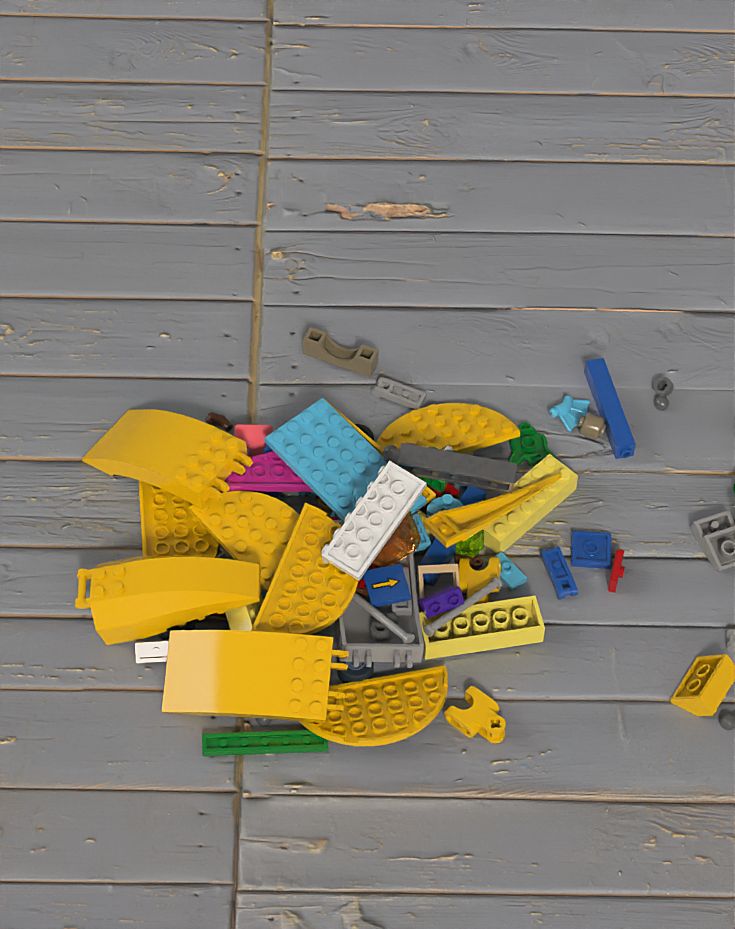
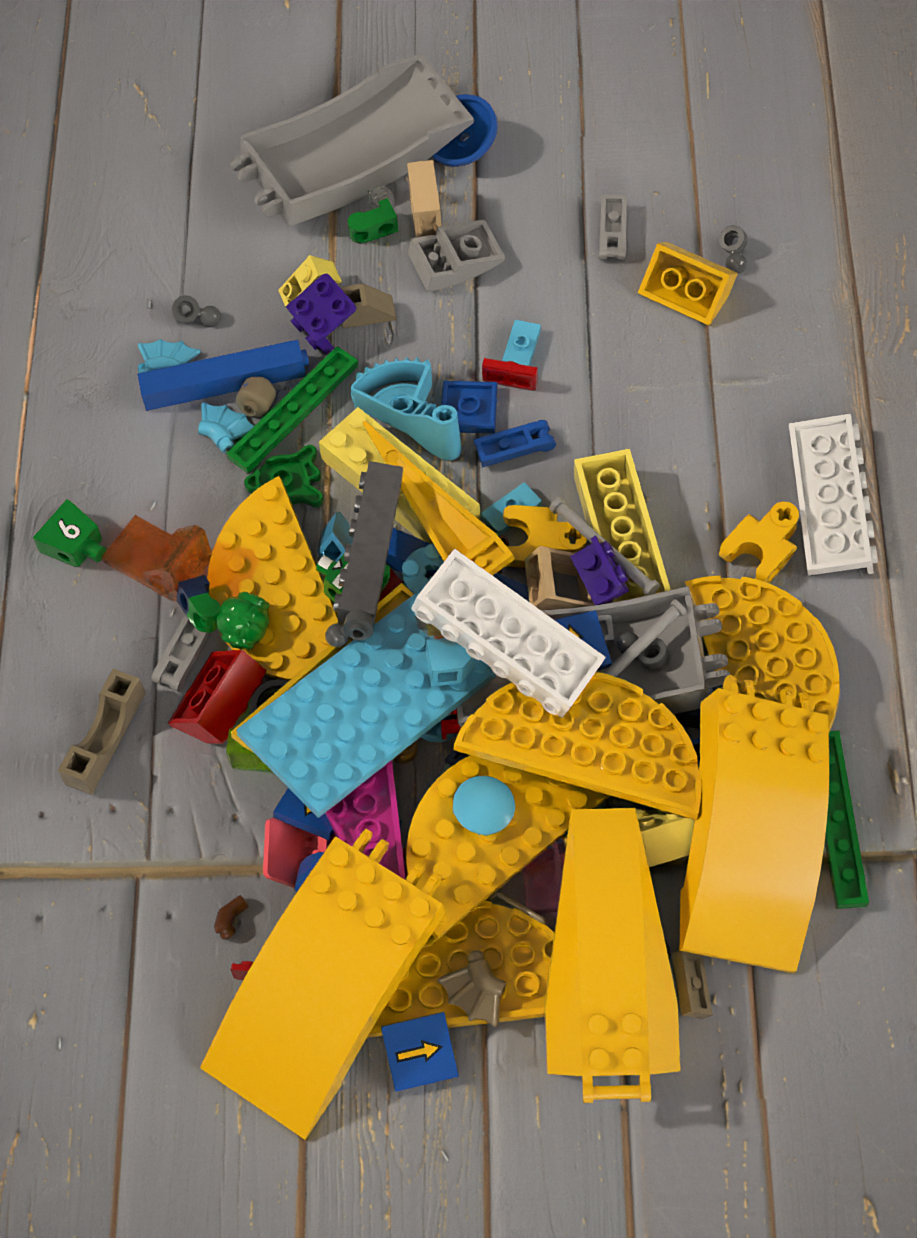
camera: 85 degrees left, 10 degrees up
(125, 509) = (419, 1051): none -> blue tile
(160, 535) = (475, 989): none -> dark tan arm
(272, 531) = (483, 805): none -> medium azure dish
(365, 410) = (218, 696): none -> red slope
(411, 414) = (243, 620): none -> green hair
(429, 392) = (197, 604): none -> leg
(466, 379) = (158, 557): none -> clear orange bracket
(482, 333) = (70, 536): none -> green torso
(517, 764) = (832, 495): none -> white bracket
(584, 448) = (292, 410): none -> green plate
(587, 506) = (406, 405): none -> medium azure arm
(625, 379) = (164, 354): none -> medium azure arm
(644, 581) = (522, 342): none -> medium azure plate
(656, 455) = (320, 311): none -> dark purple bracket
(669, 485) = (371, 304): none -> dark tan slope
(689, 455) = (305, 275): none -> light yellow slope

